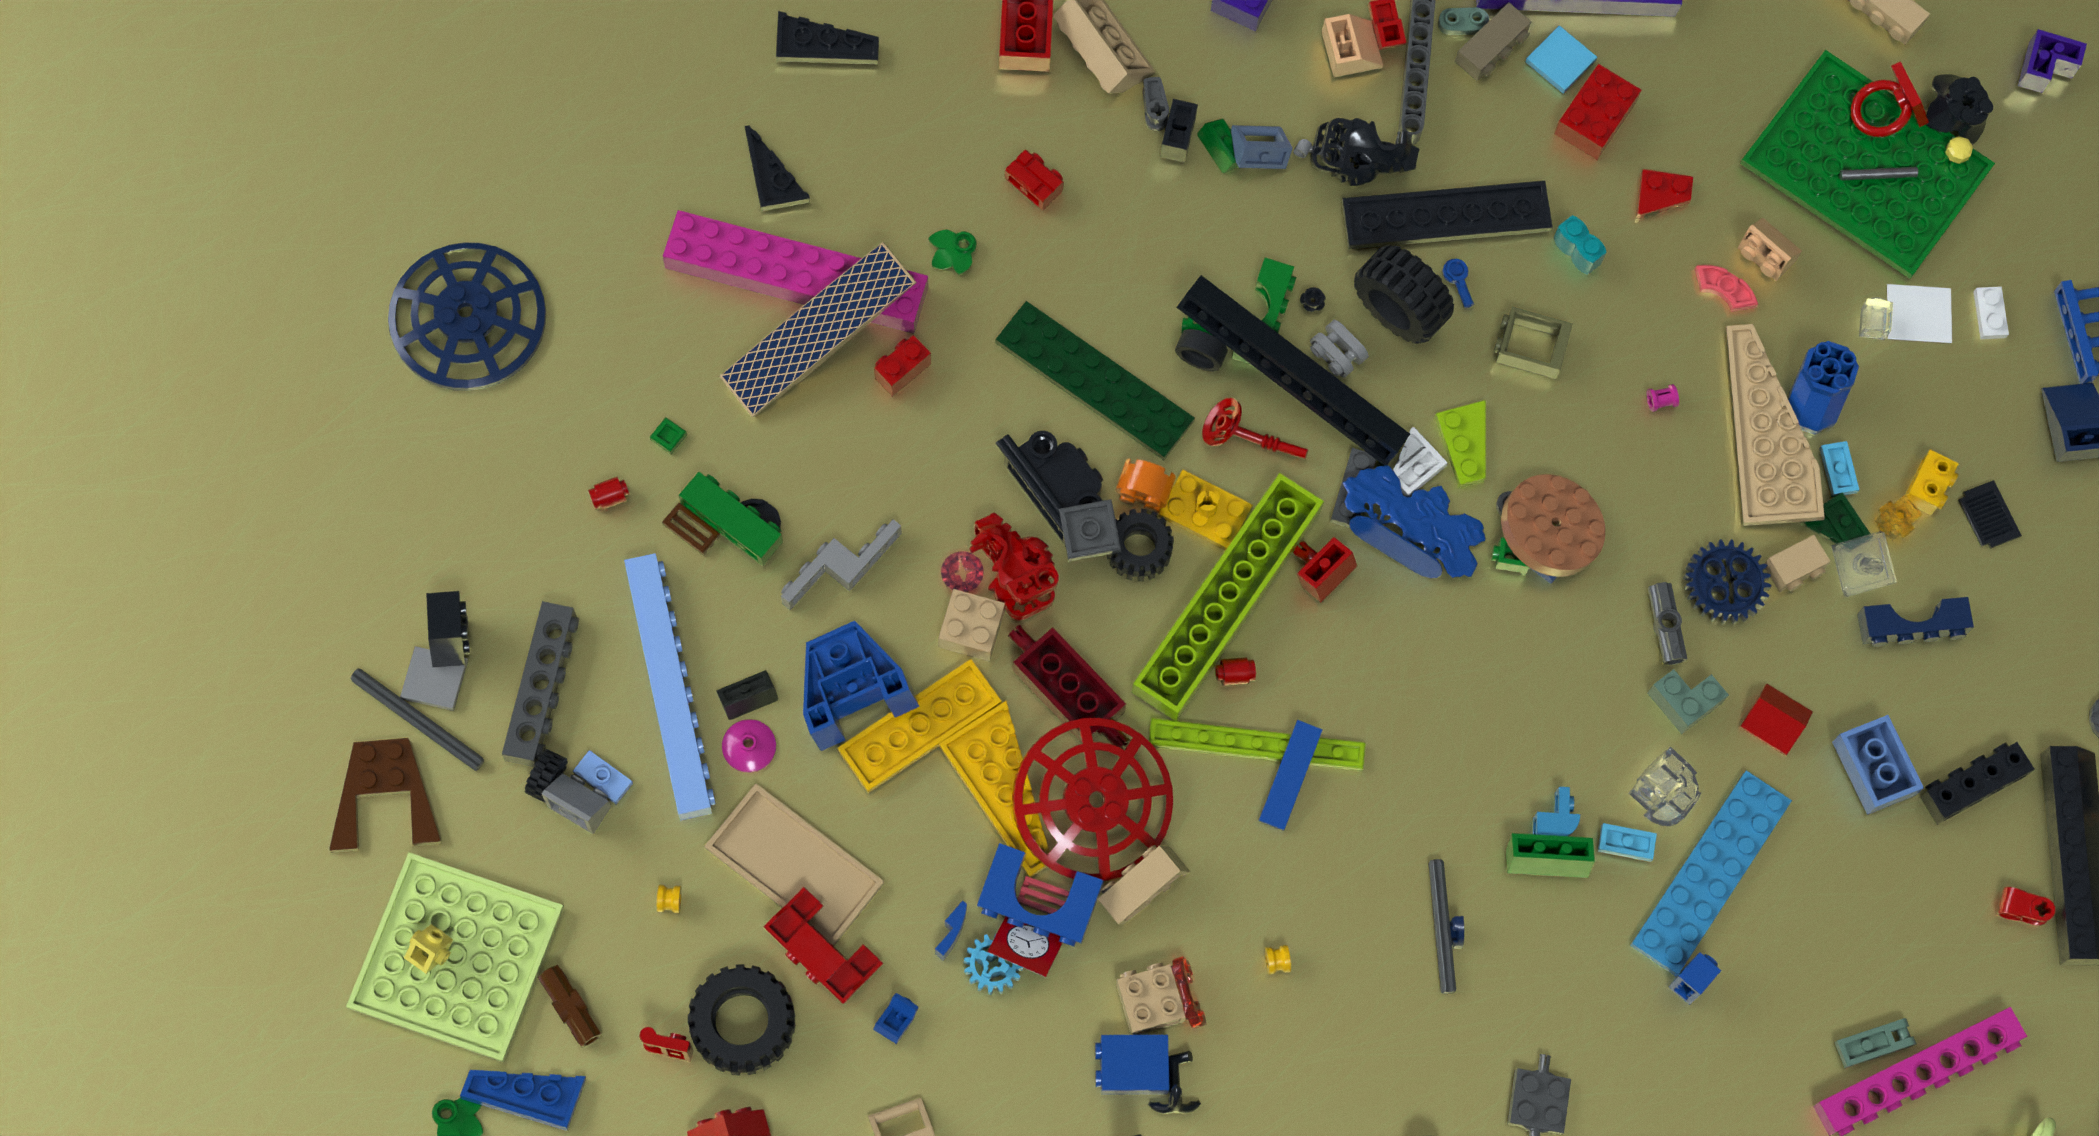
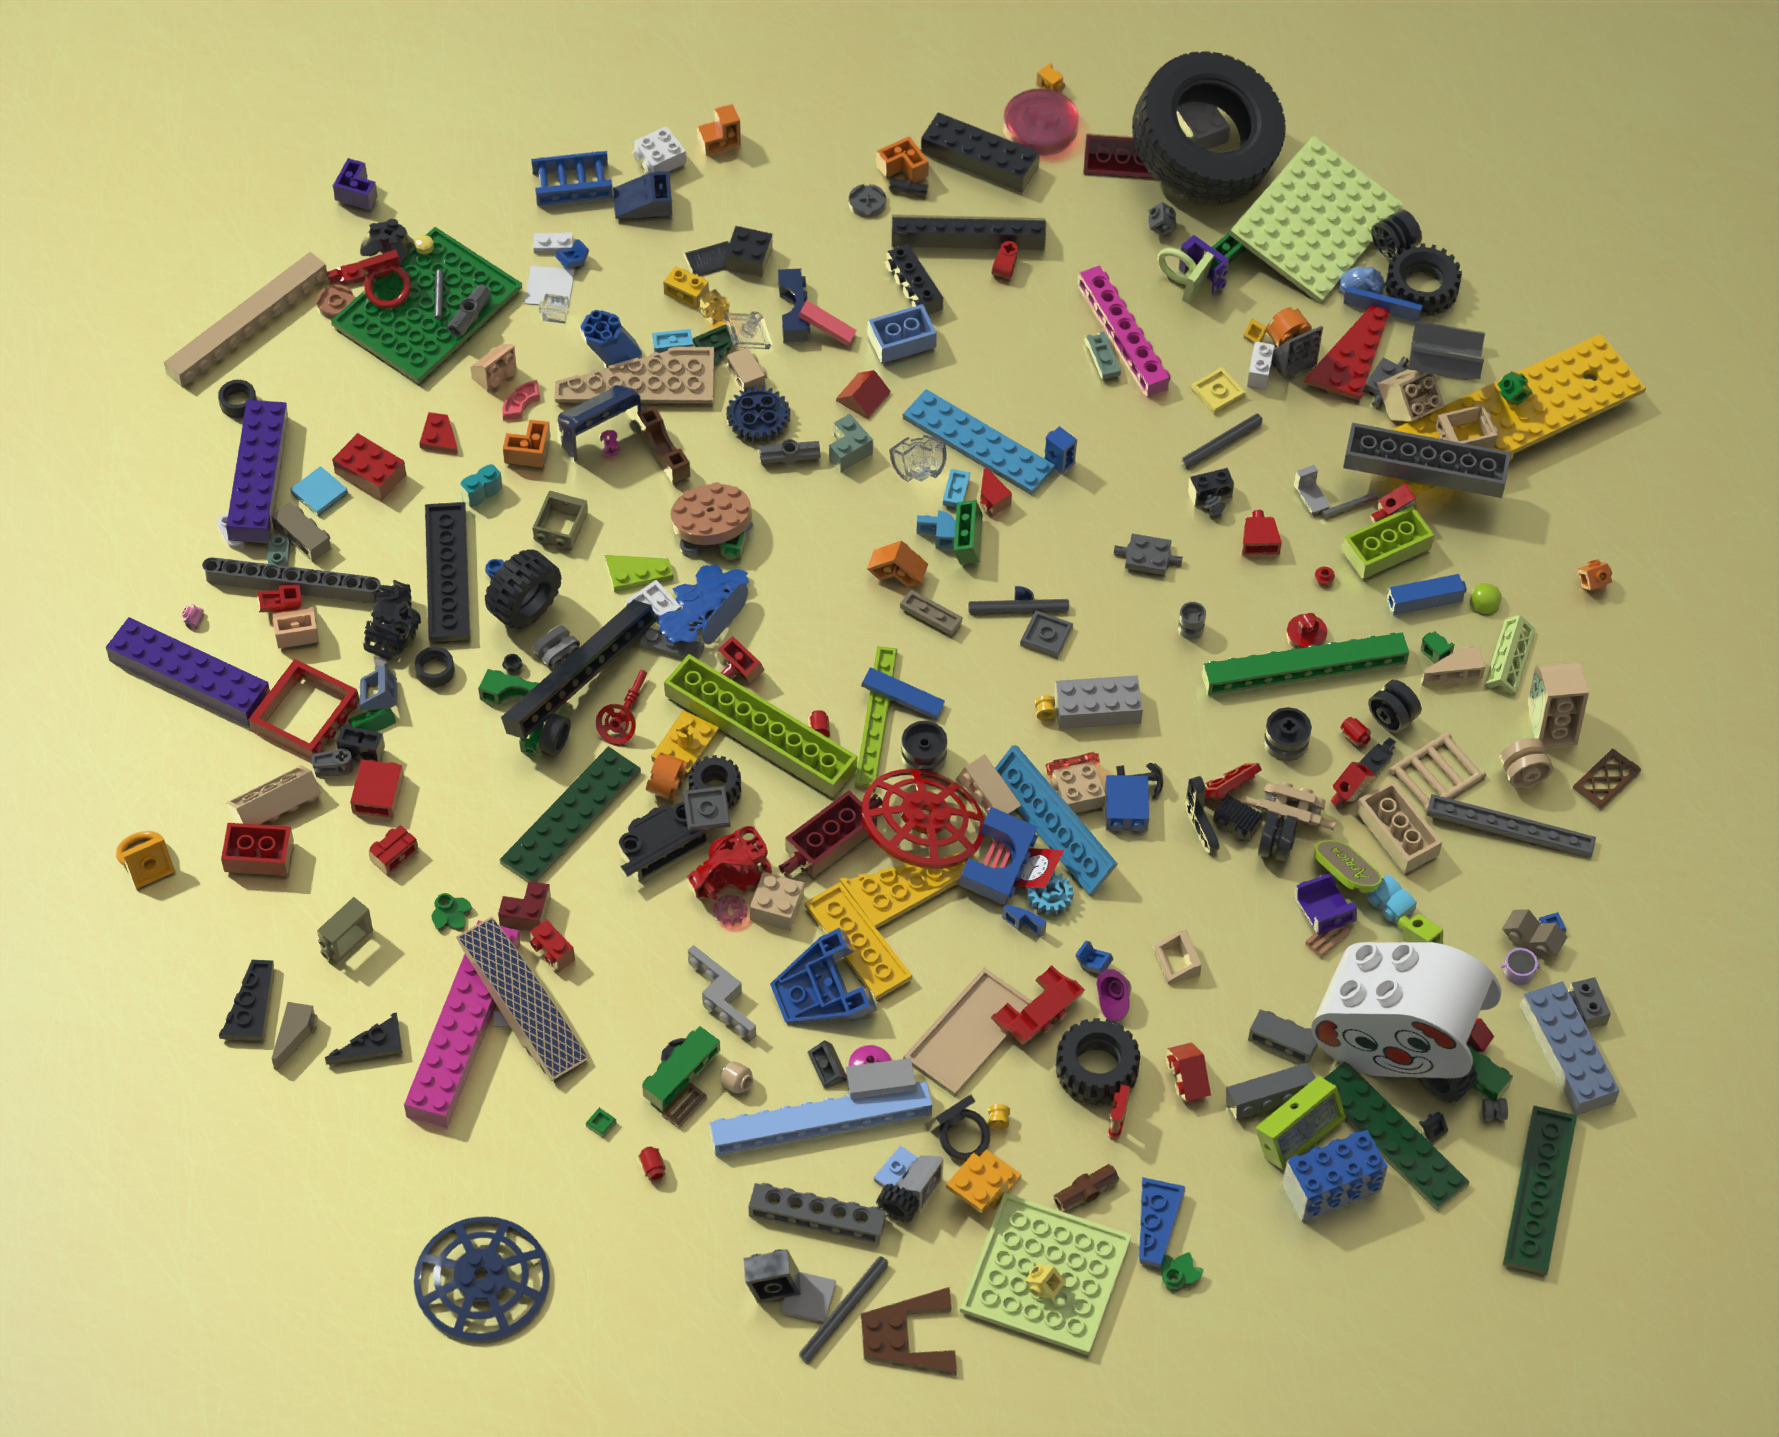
camera: 85 degrees left, 15 degrees down
(575, 878) = (983, 1181): none -> light orange bracket
(665, 840) = (951, 1117): none -> black tile
(715, 752) = (881, 1078): none -> light grey tile
(723, 585) = (736, 1077): none -> tan head
(788, 90) = (294, 1030): none -> dark tan slope
(846, 1044) = (1113, 994): none -> magenta piece
(913, 130) = (344, 930): none -> olive window
(952, 340) = (527, 912): none -> dark red brick
(1099, 966) = (1056, 821): none -> dark azure plate
(1121, 156) = (377, 788): none -> red brick
(1203, 785) = (924, 746): none -> black wheel
(1246, 34) = (278, 693): none -> red window
(1289, 1028) = (1098, 702): none -> light grey brick
(1305, 191) = (433, 653): none -> black tyre
(1400, 963) = (1046, 634): none -> dark grey tile
(1422, 810) = (931, 612): none -> dark tan plate
(1491, 761) = (898, 561): none -> orange brick
(1620, 889) = (994, 494): none -> red slope
(1644, 303) = (528, 448): none -> orange brick
(1672, 457) = (654, 432): none -> reddish brown arch
(1694, 373) = (594, 412): none -> dark blue windscreen
(1864, 54) = (334, 300): none -> nougat tile
(1866, 216) = (469, 310): none -> dark grey piece
(1885, 665) = (827, 323): none -> coral tile
(1914, 71) = (346, 274): none -> red hinge
(1967, 336) = (573, 256): none -> blue bracket
(2000, 560) = (748, 251): none -> black brick

